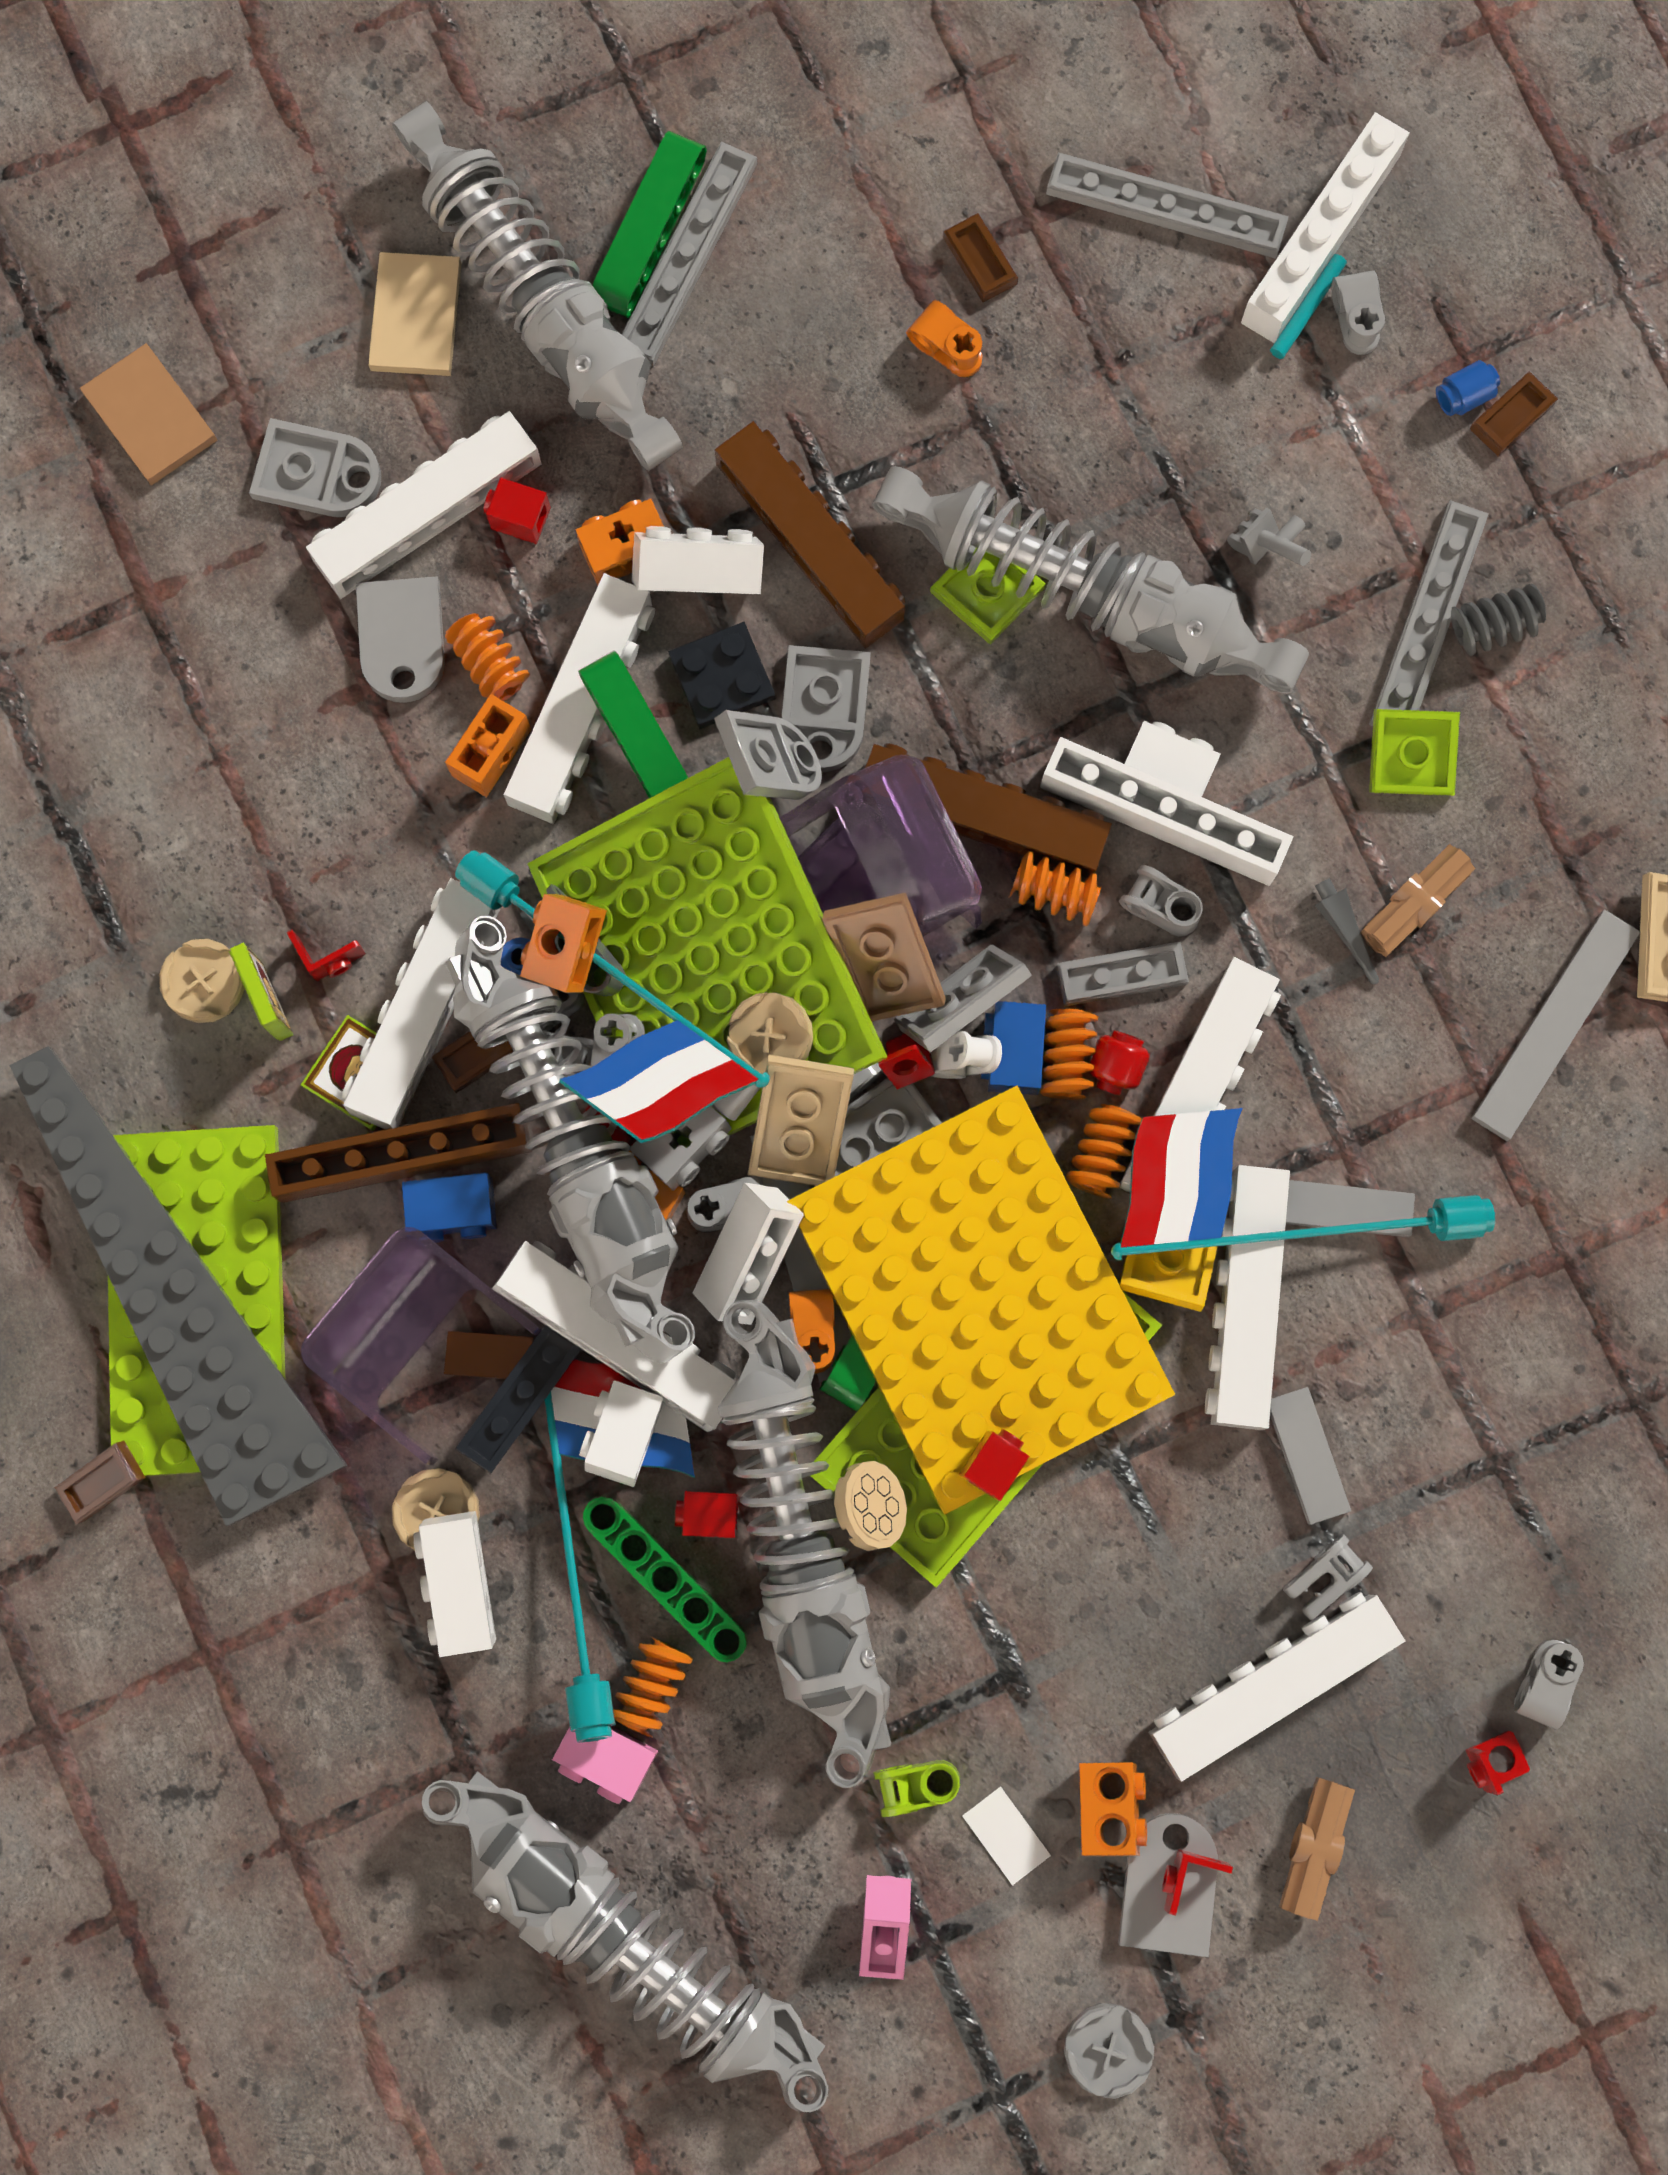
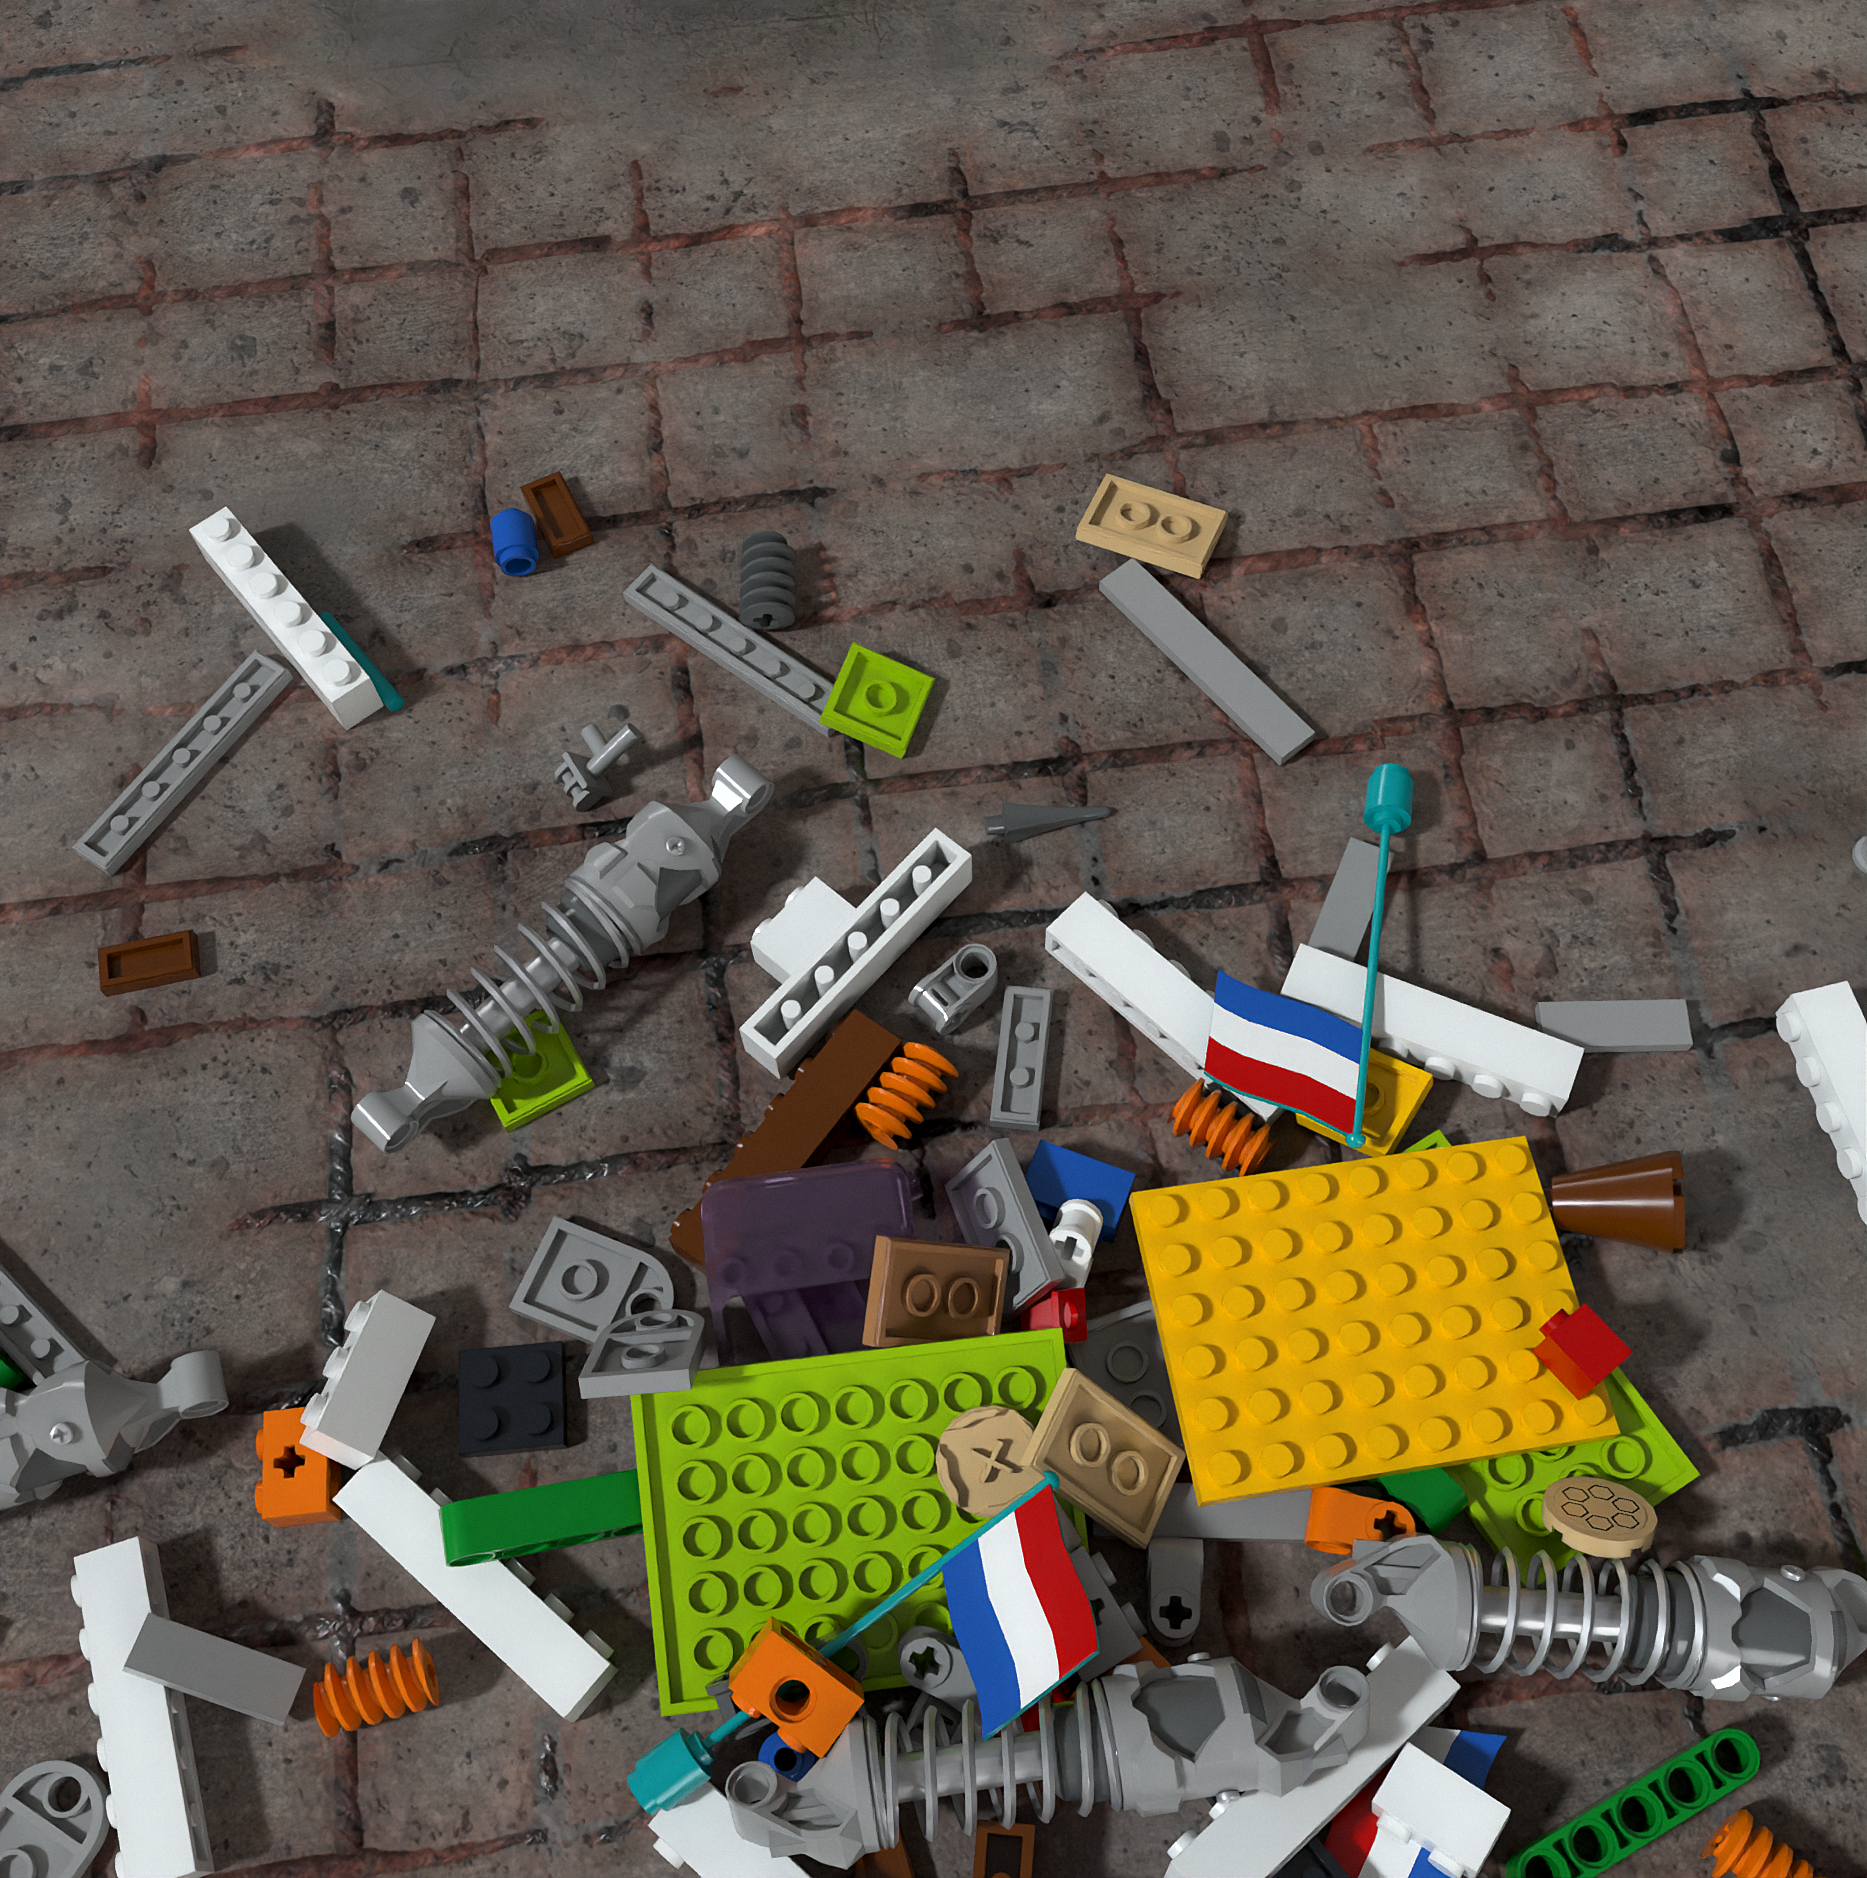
camera: 70 degrees left, 15 degrees down
(399, 633) = (291, 1800): light grey tile -> none
(465, 541) = (214, 1669): none -> light grey tile
(488, 745) = (491, 1720): orange brick -> none
(517, 510) = (203, 1589): red brick -> none
(708, 1514) = (1559, 1732): red brick -> none
(748, 1250) = (1248, 1575): white brick -> none
(810, 534) = (383, 1242): reddish brown brick -> none
(942, 335) = (224, 1022): orange piece -> none
(1067, 1053) = (1100, 1135): orange piece -> none
(1119, 1062) = (1125, 1086): red head -> none
(1143, 1487) = (1624, 1202): none -> reddish brown cone
(1341, 1579) = (1753, 1042): light grey piece -> none
(1359, 310) = (386, 612): light grey piece -> none
(1417, 900) = (1036, 743): medium nougat piece -> none

